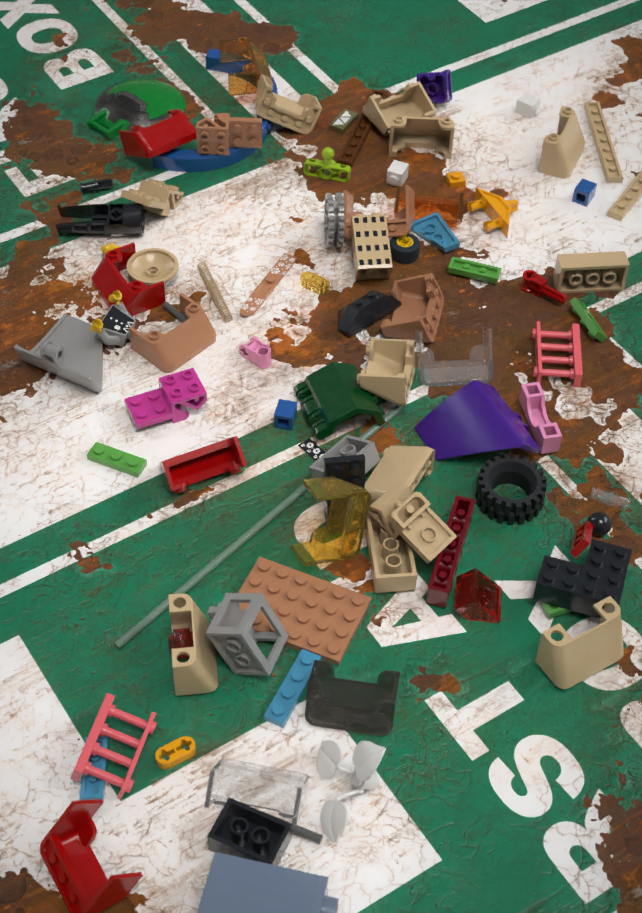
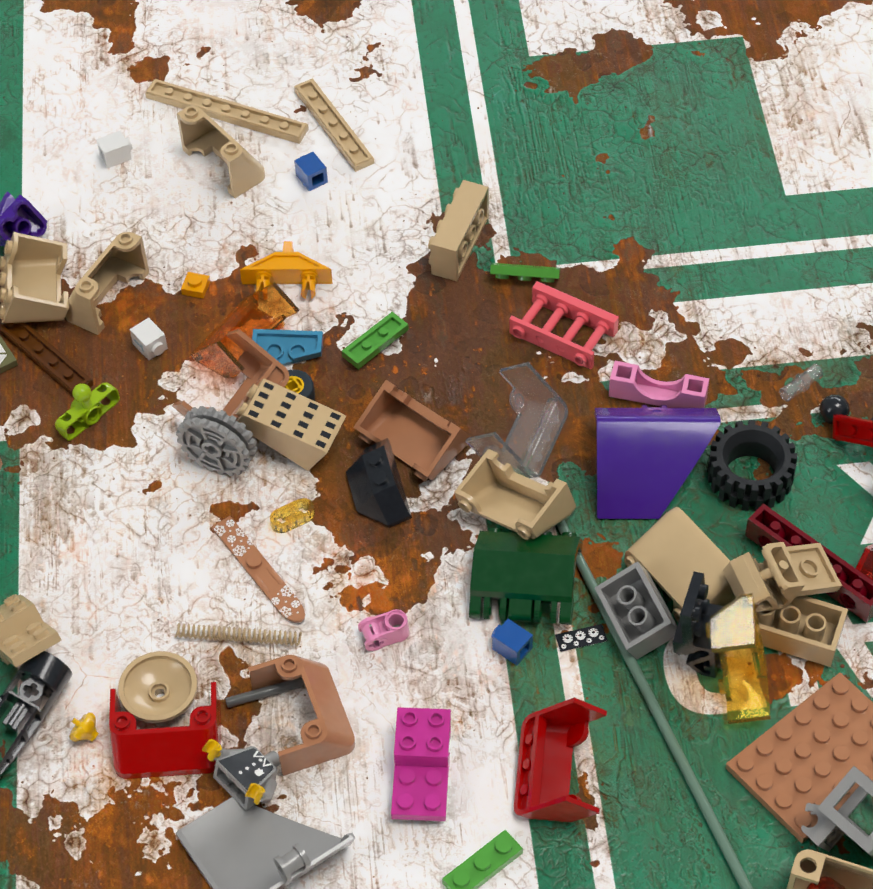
camera: 60 degrees left, 5 degrees up
(538, 286) = (442, 290): red connector -> none

